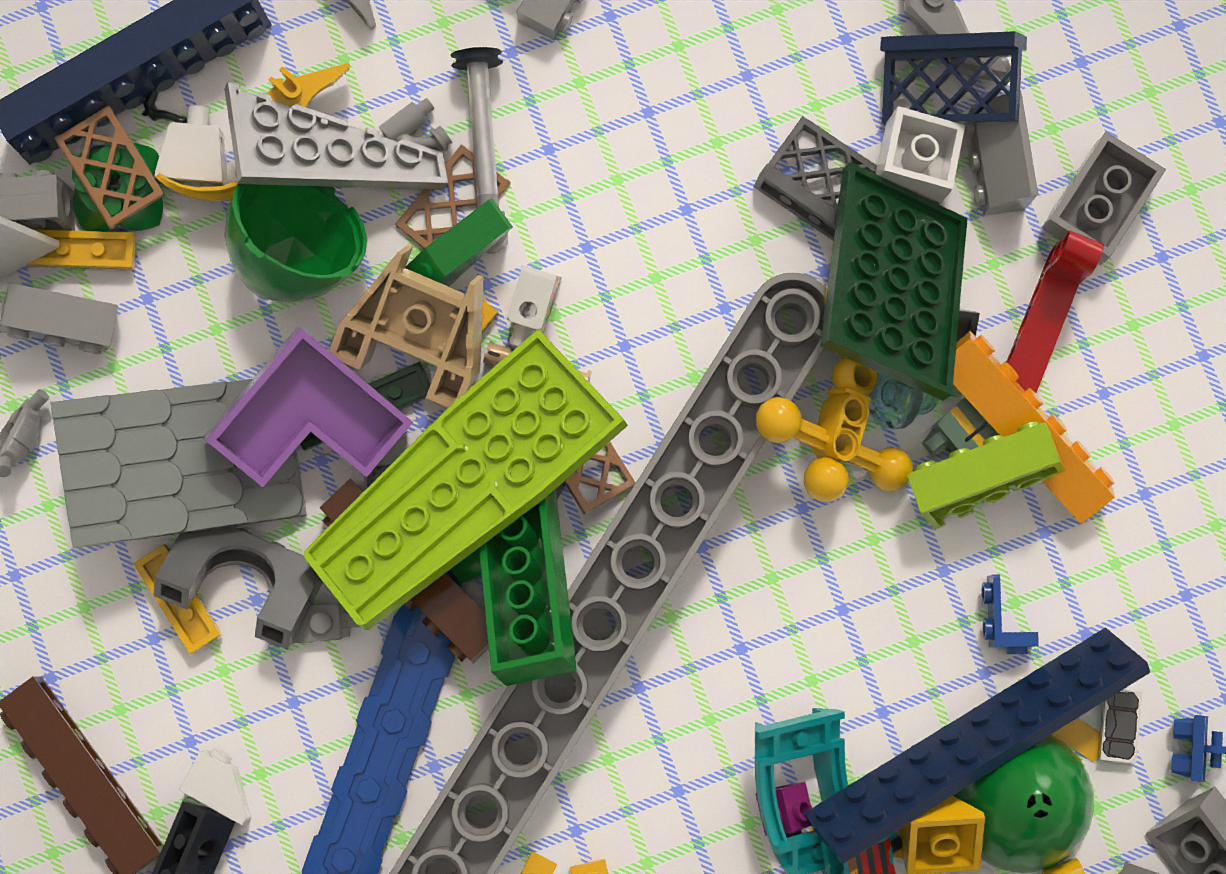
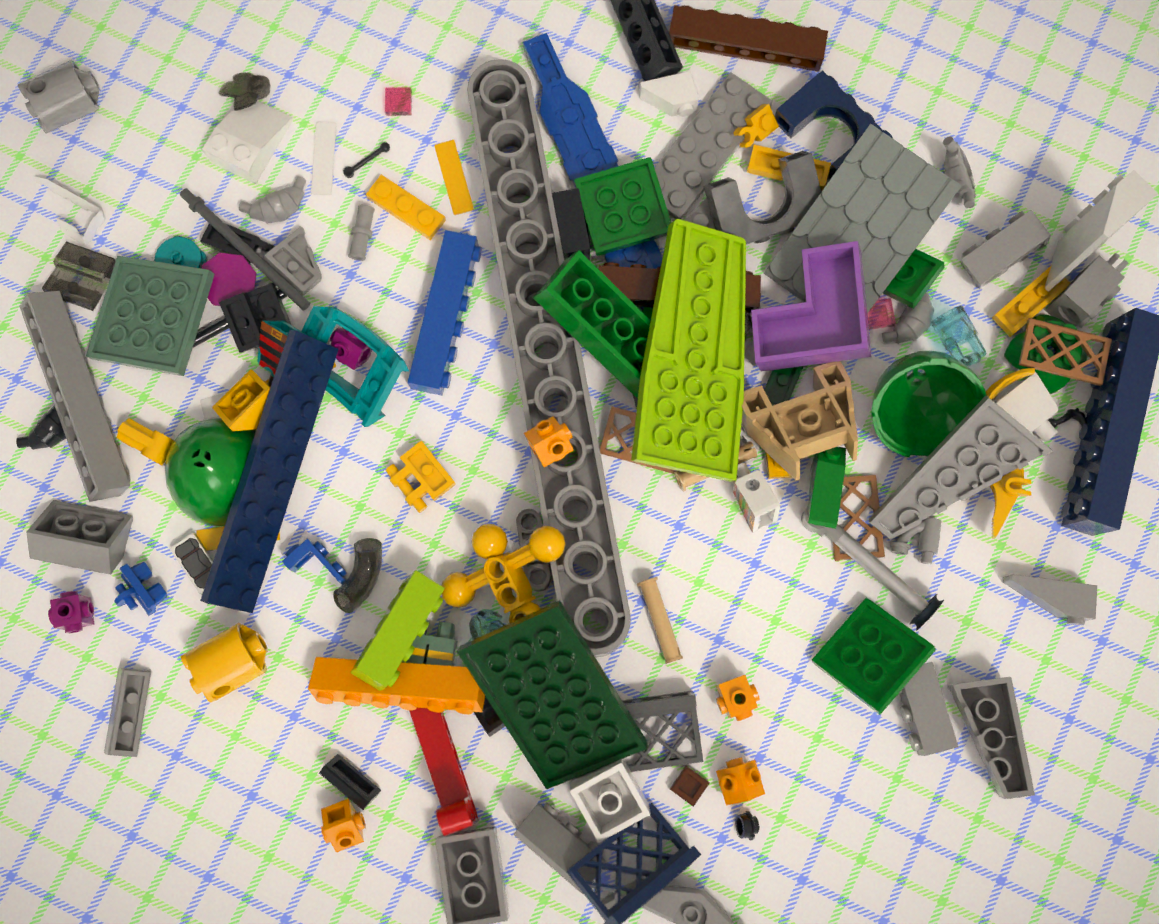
camera: 140 degrees right, 5 degrees down
(68, 637) = (823, 99): none -> dark blue arch
(163, 669) = (759, 125): none -> yellow plate
(172, 367) = (914, 278): none -> green plate
(183, 285) = (956, 329): none -> clear light blue piece
(209, 335) = (912, 322): none -> light grey piece
(236, 367) = (881, 314): none -> clear pink tile
(236, 701) = (706, 144): none -> light grey plate
(384, 706) = (623, 206): none -> green plate
(460, 725) = (571, 222): none -> black brick
(563, 64) = (873, 655): none -> green plate
(661, 762) = (444, 313): none -> blue brick
(688, 515) = (549, 441): none -> light orange brick
(717, 150) = (748, 698): none -> light orange brick
(725, 273) = (660, 620): none -> tan pin
(780, 460) = (524, 536): none -> light grey beam
(787, 66) = (740, 781): none -> light orange brick
(815, 27) = (747, 825): none -> black plate
(820, 611) = (426, 470): none -> yellow plate
(834, 107) = (689, 785): none -> reddish brown tile
(971, 565) = (362, 577): none -> clear smoke cylinder
(1143, 383) = (350, 781): none -> black tile
(1170, 595) = (226, 661): none -> yellow cylinder
(1183, 348) = (342, 825): none -> light orange brick

